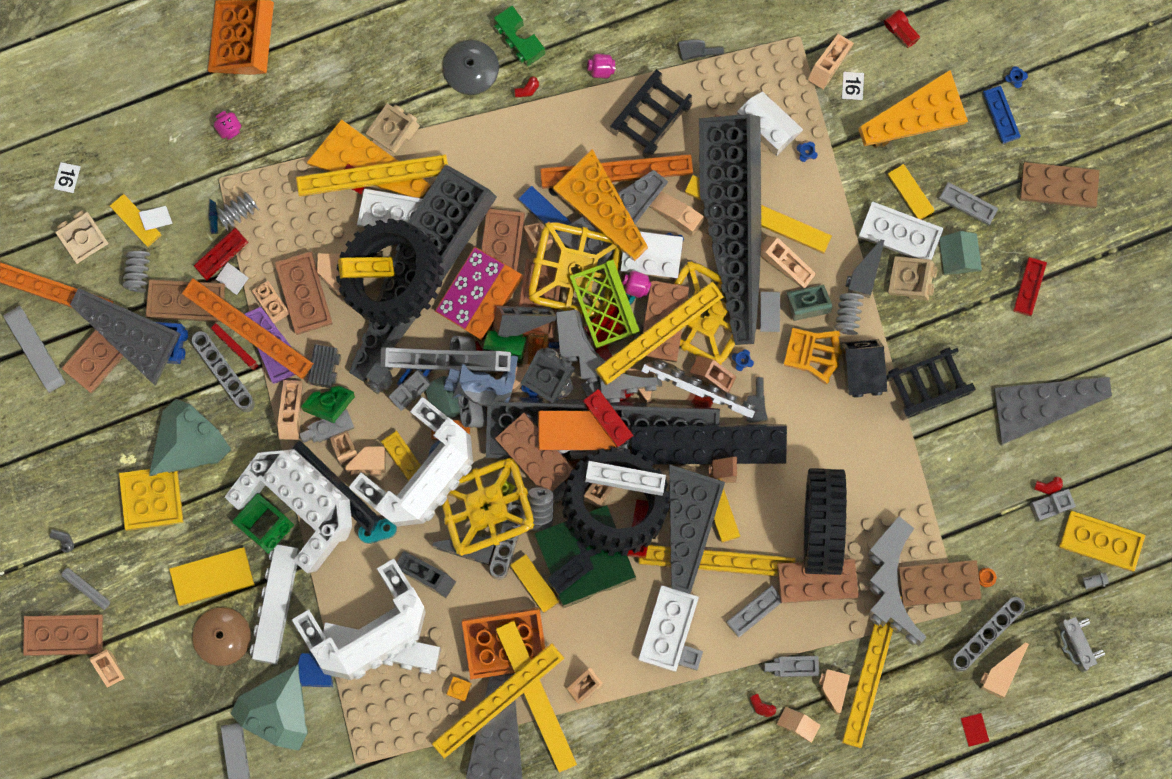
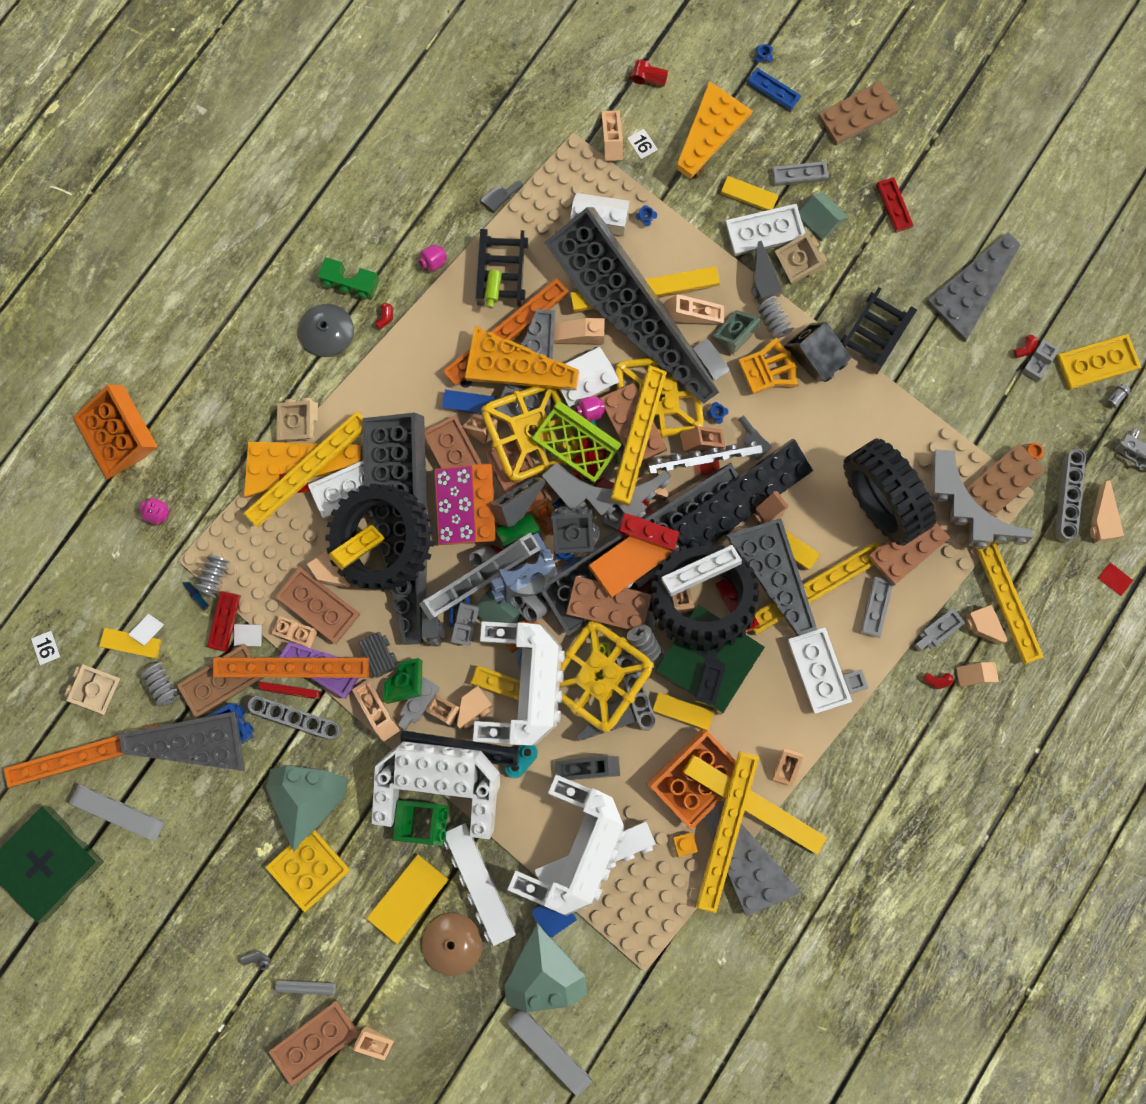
camera: 35 degrees left, 0 degrees up
(93, 362) = (176, 788): nougat plate -> none
(630, 127) = (492, 287): none -> lime cylinder

